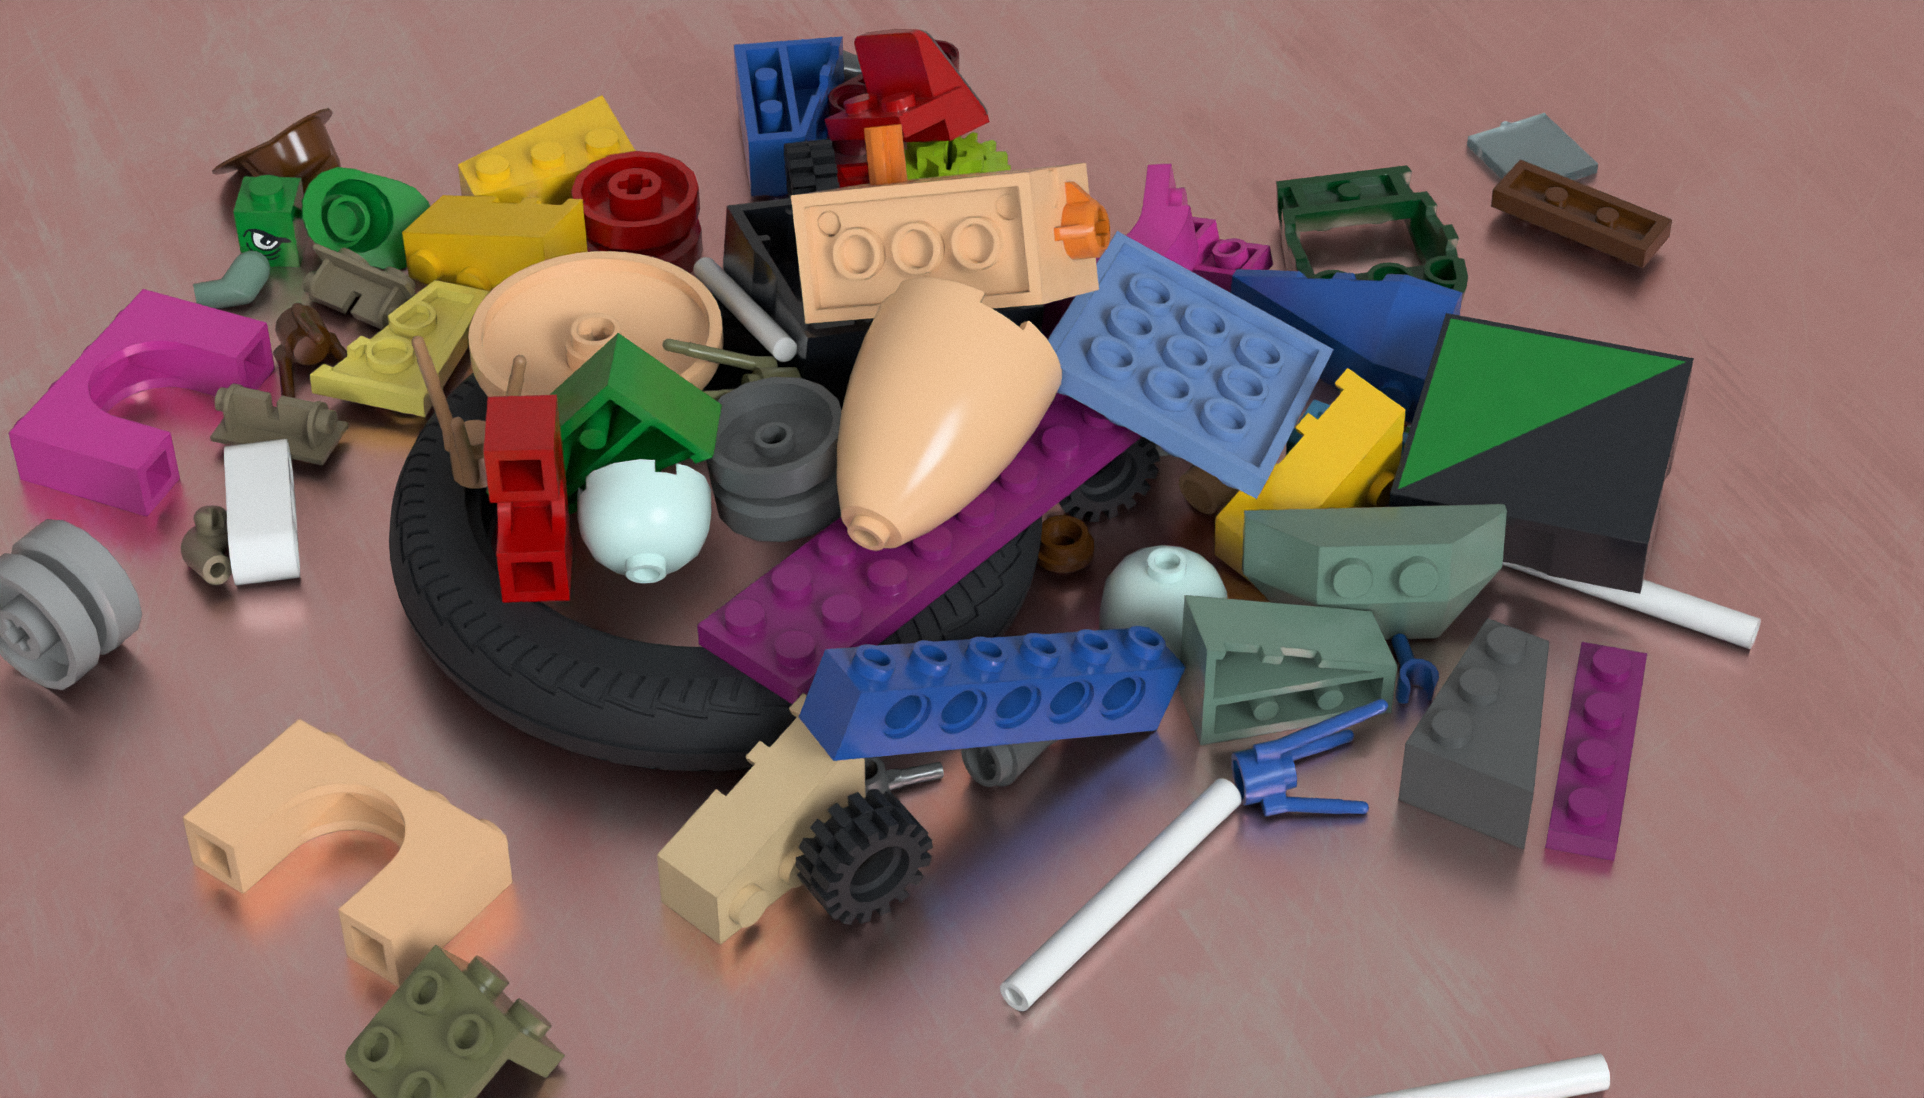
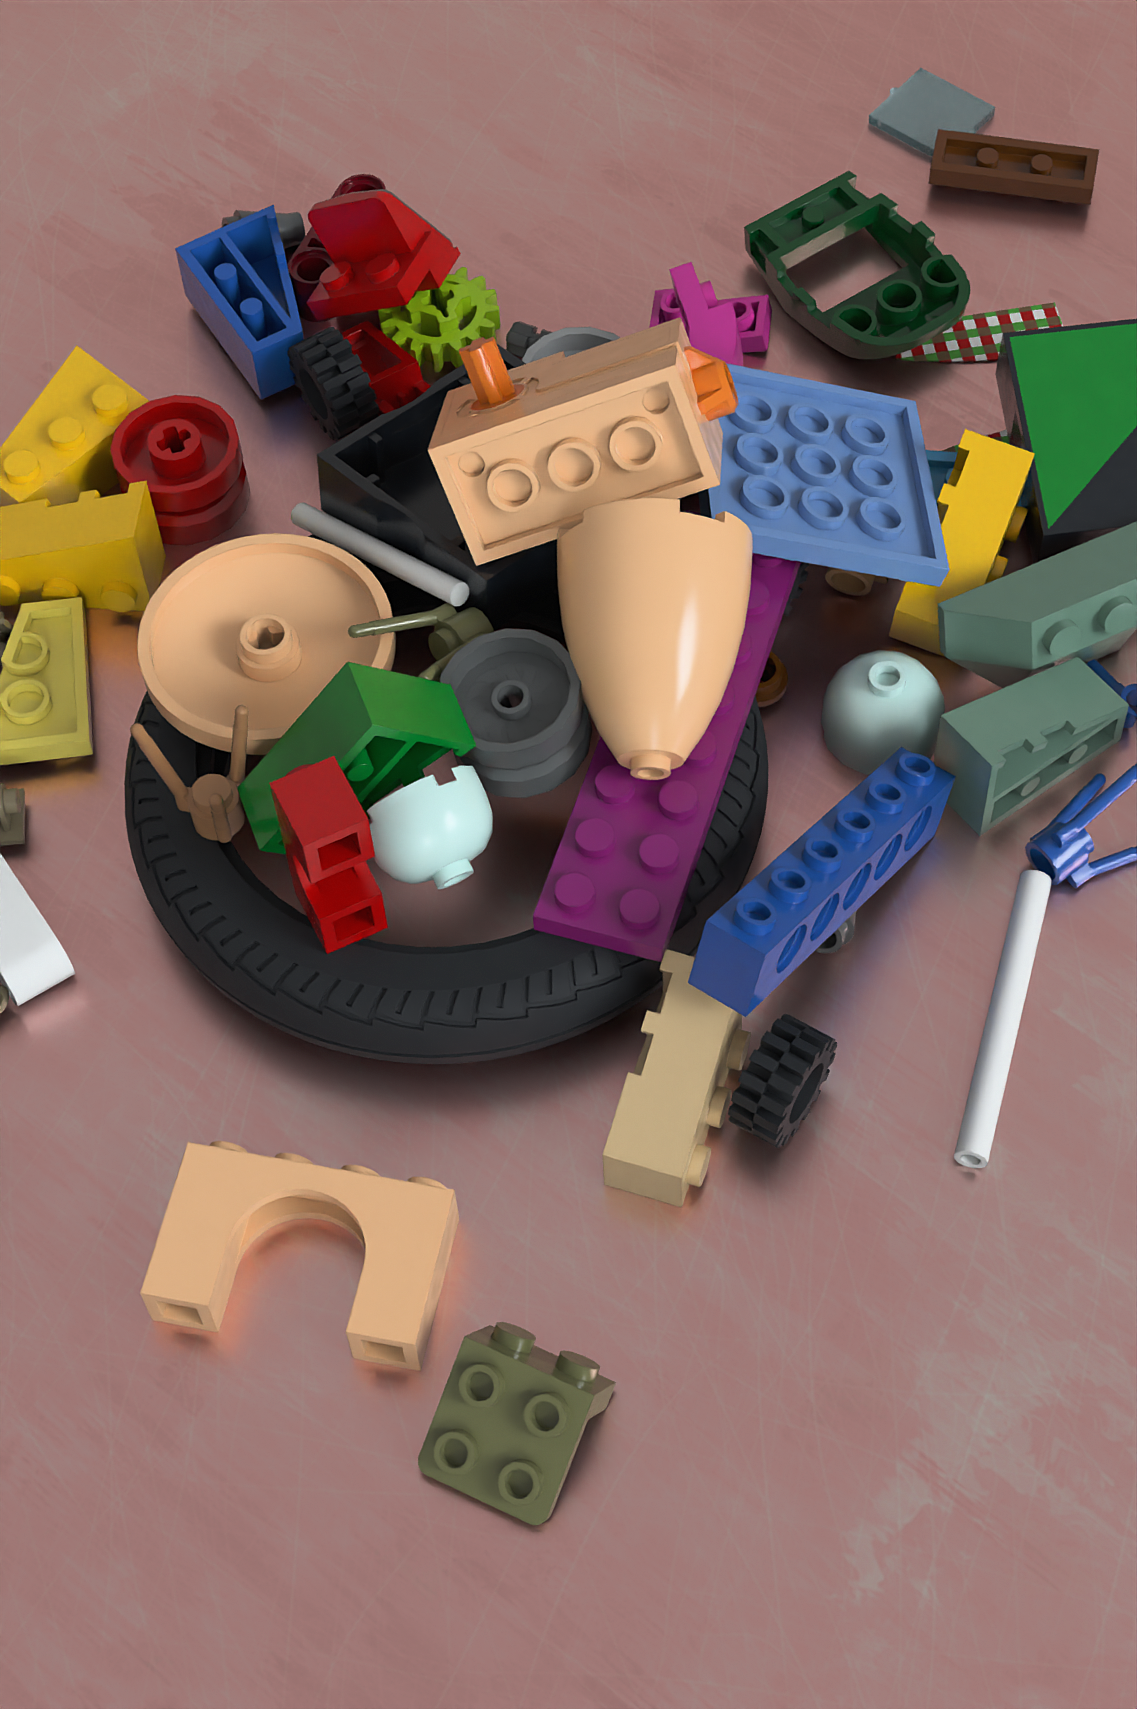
camera: 20 degrees left, 15 degrees up
(1374, 326) = (933, 358): blue wedge -> none

